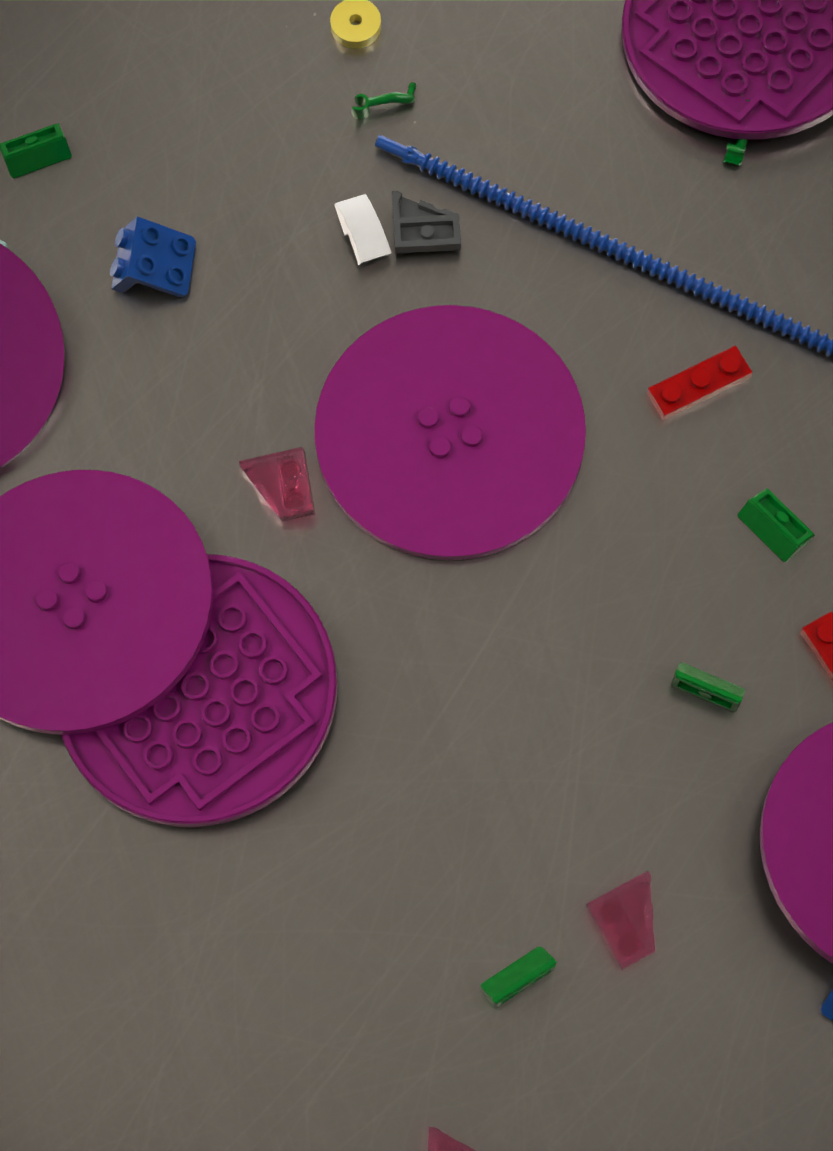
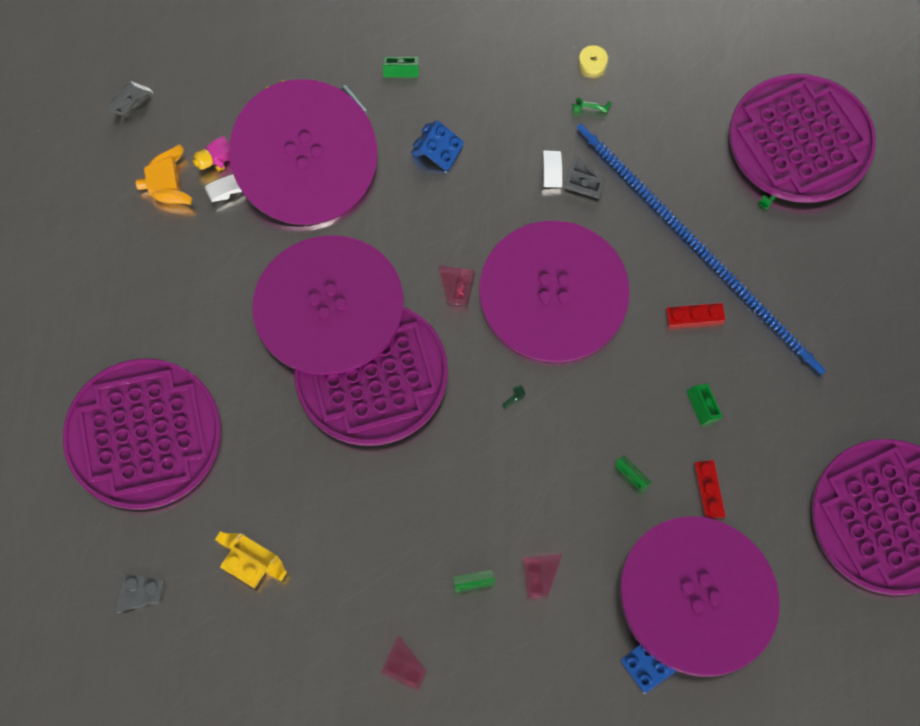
camera: 20 degrees right, 0 degrees up
(116, 1099) = (249, 560): none -> yellow plate
(463, 625) = (519, 393): none -> clear green hand

